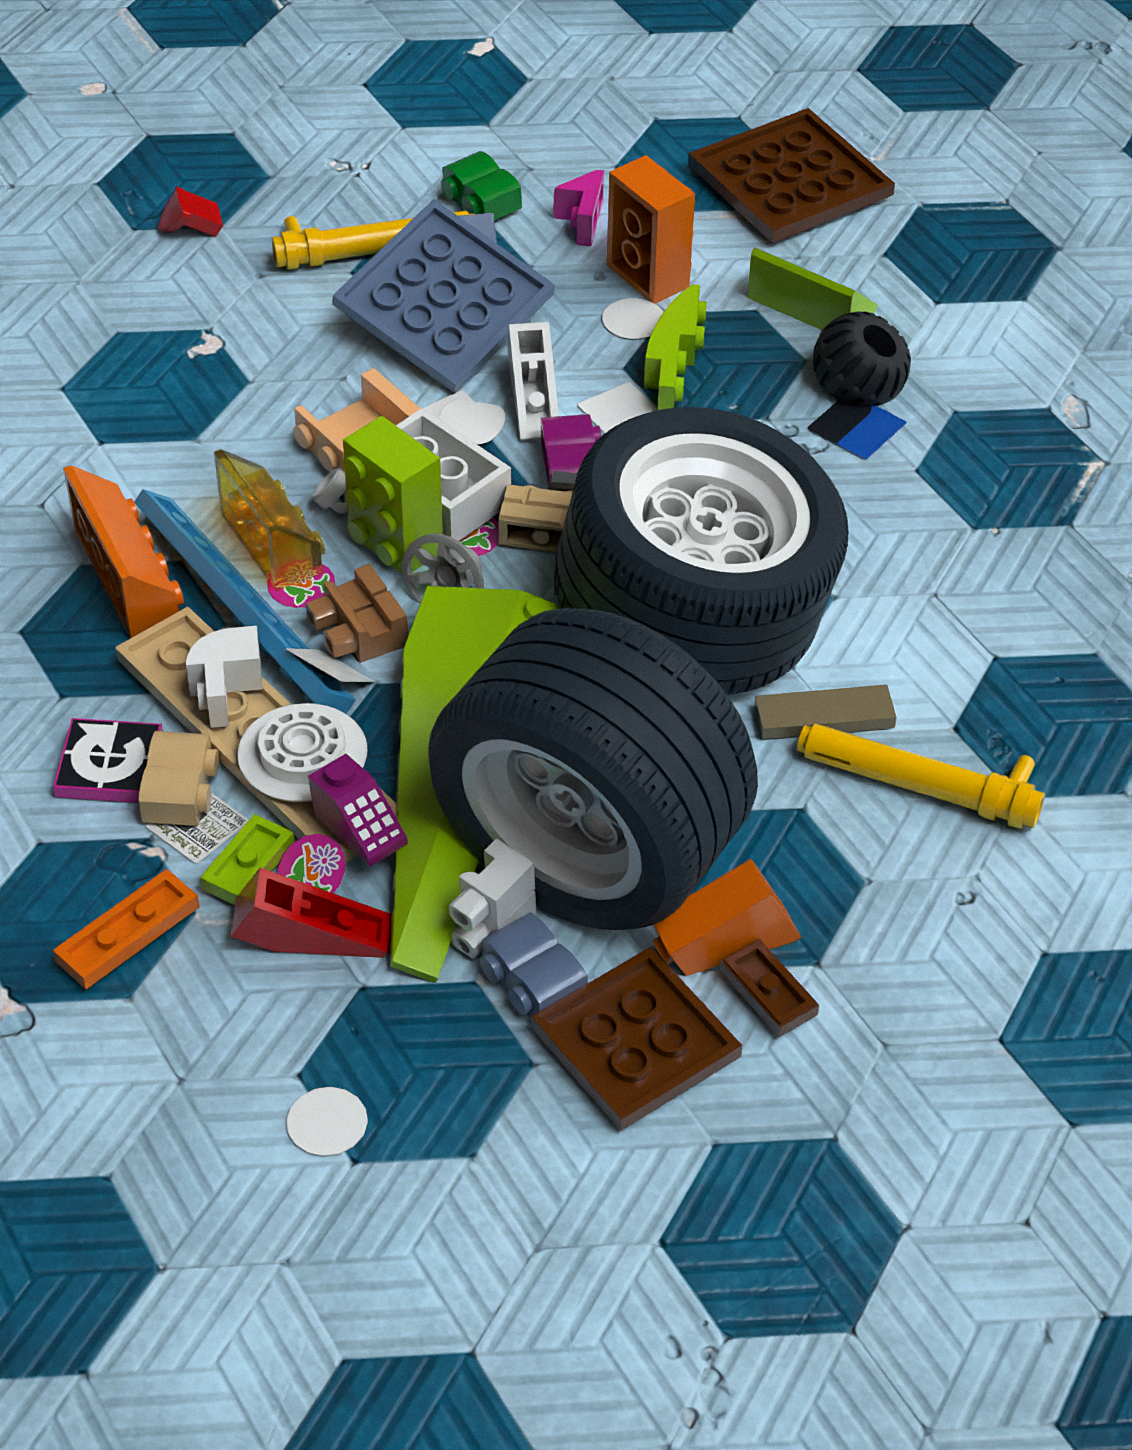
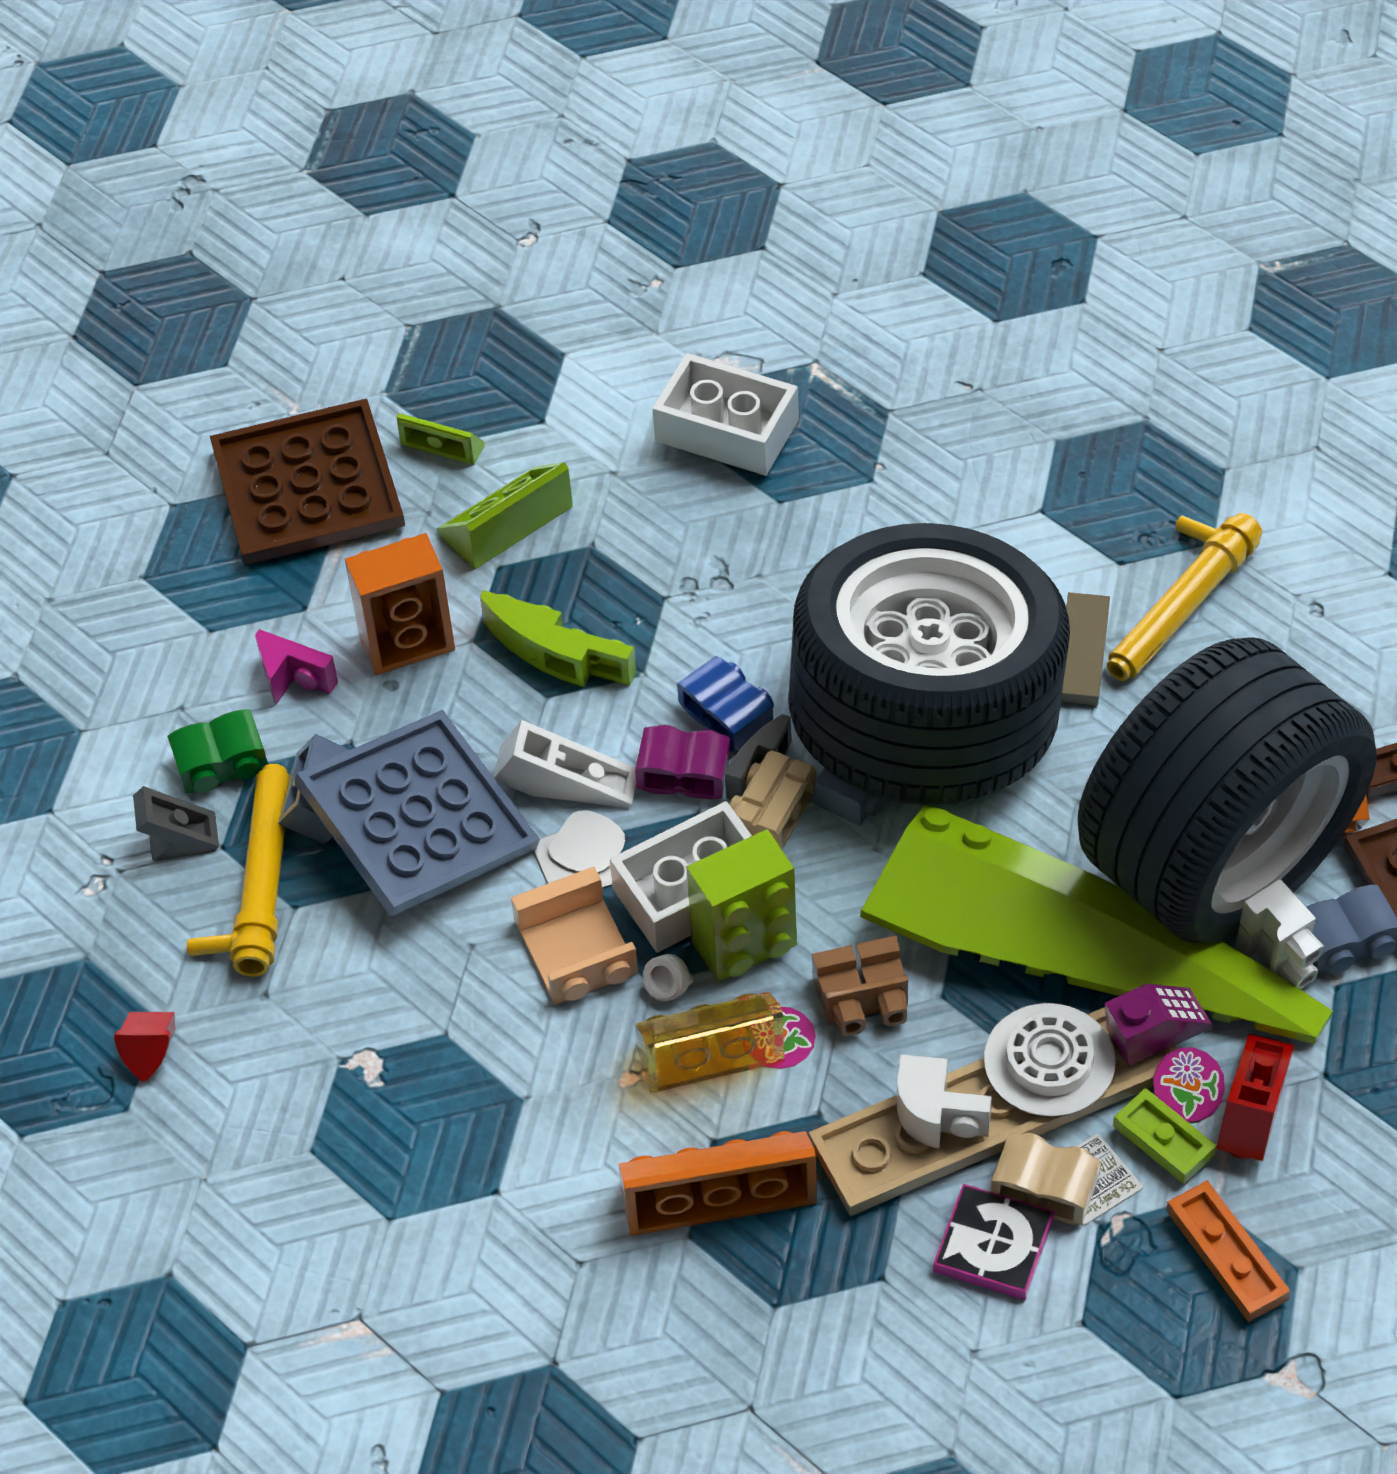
camera: 70 degrees left, 5 degrees up
(242, 599) = (790, 1091): dark azure plate -> none
(329, 665) = (929, 1020): white sticker -> none
(398, 177) = (174, 825): none -> dark grey slope
(451, 568) = (833, 894): light grey wheel -> none
(616, 406) = (611, 713): white sticker -> none
(631, 318) = (472, 671): white sticker -> none
(857, 427) = (701, 530): sticker -> none
(861, 359) = (631, 495): black wheel -> none
(879, 239) = (439, 439): none -> lime slope
(986, 398) = (726, 414): none -> white brick

